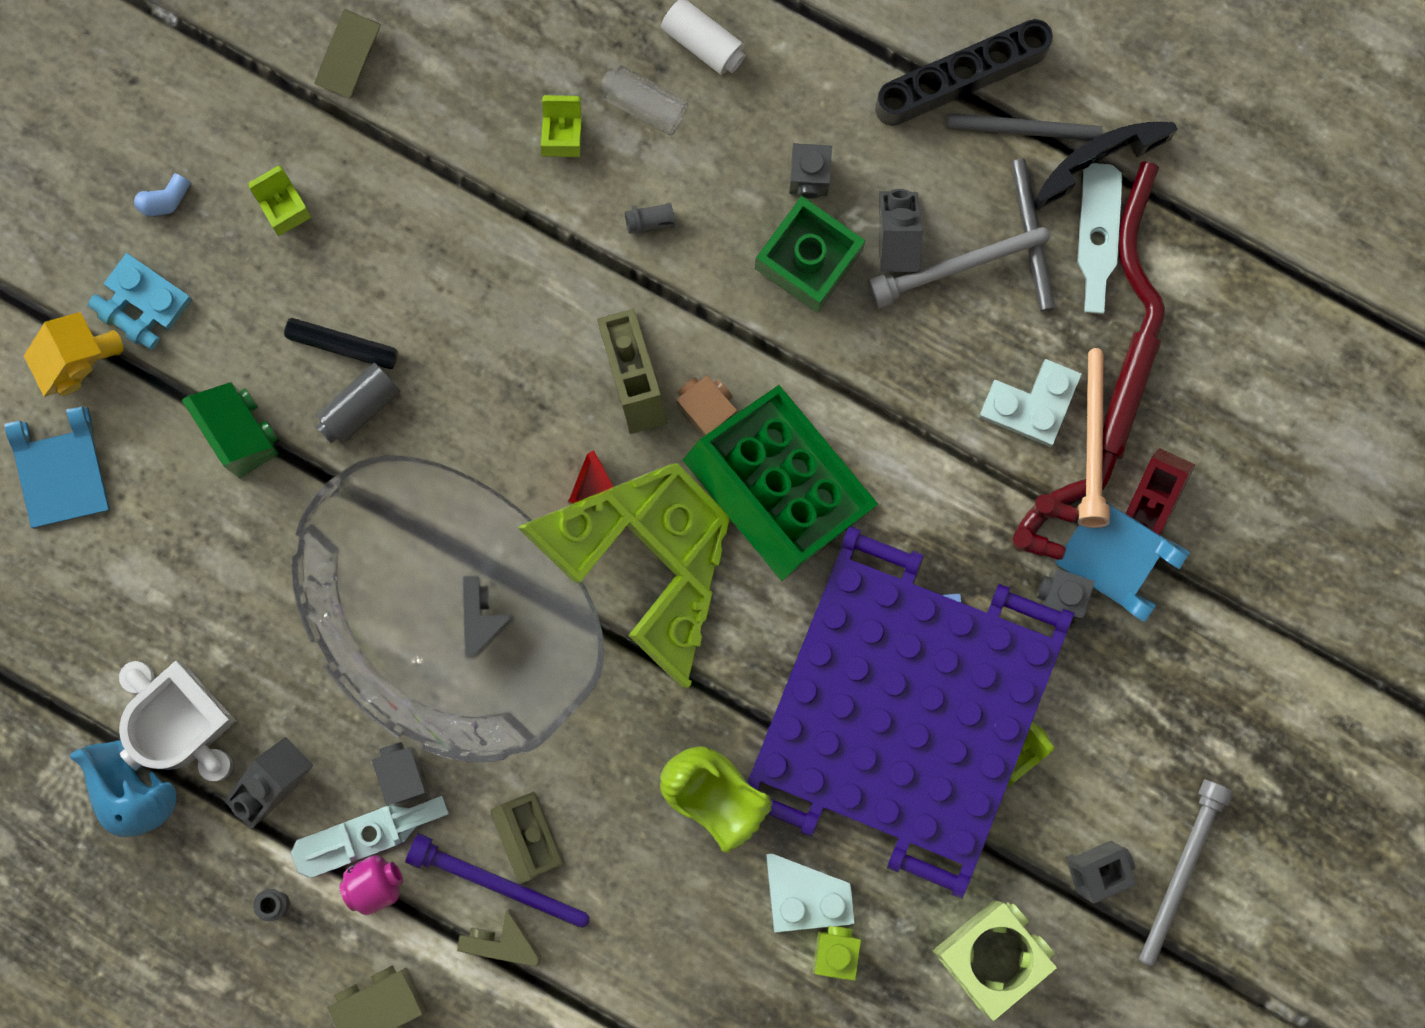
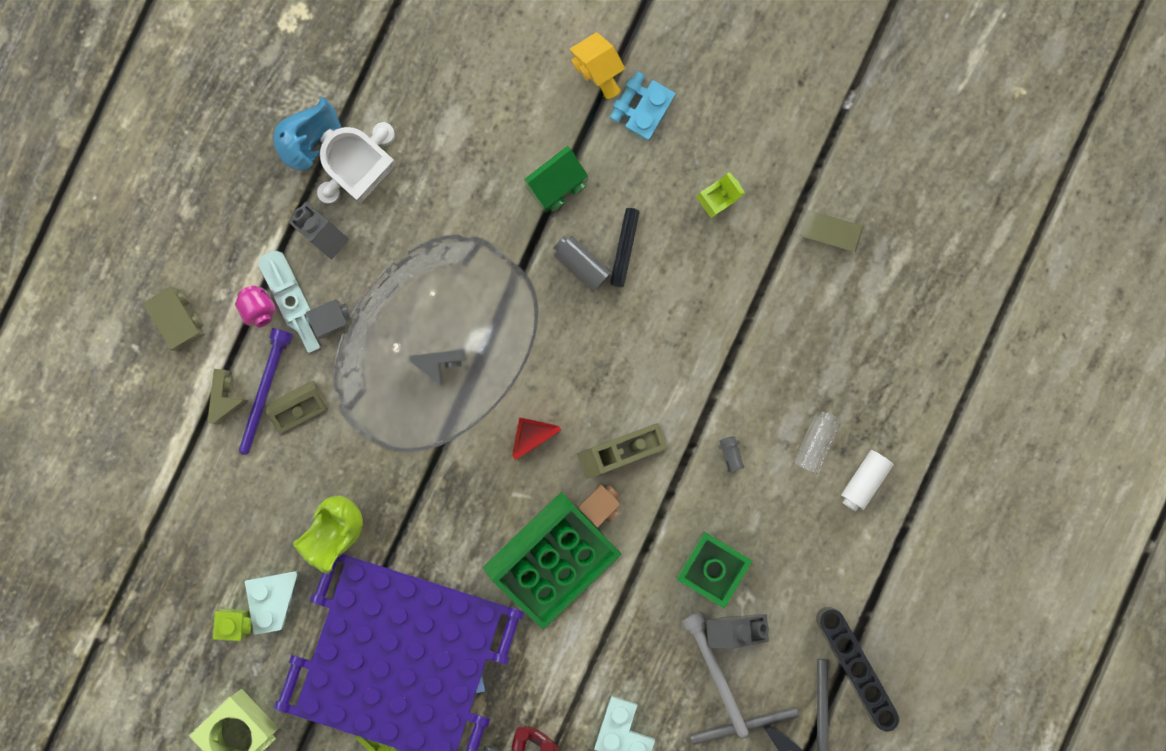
camera: 90 degrees right, 5 degrees up
(59, 473) = (519, 66): dark azure flag -> none
(162, 201) = (714, 113): light blue arm -> none
(262, 908) = (234, 235): dark grey pin -> none
(561, 126) = (791, 386): lime bracket -> none
(676, 524) = (516, 489): lime wing -> none
(810, 170) = (774, 564): dark grey brick -> none

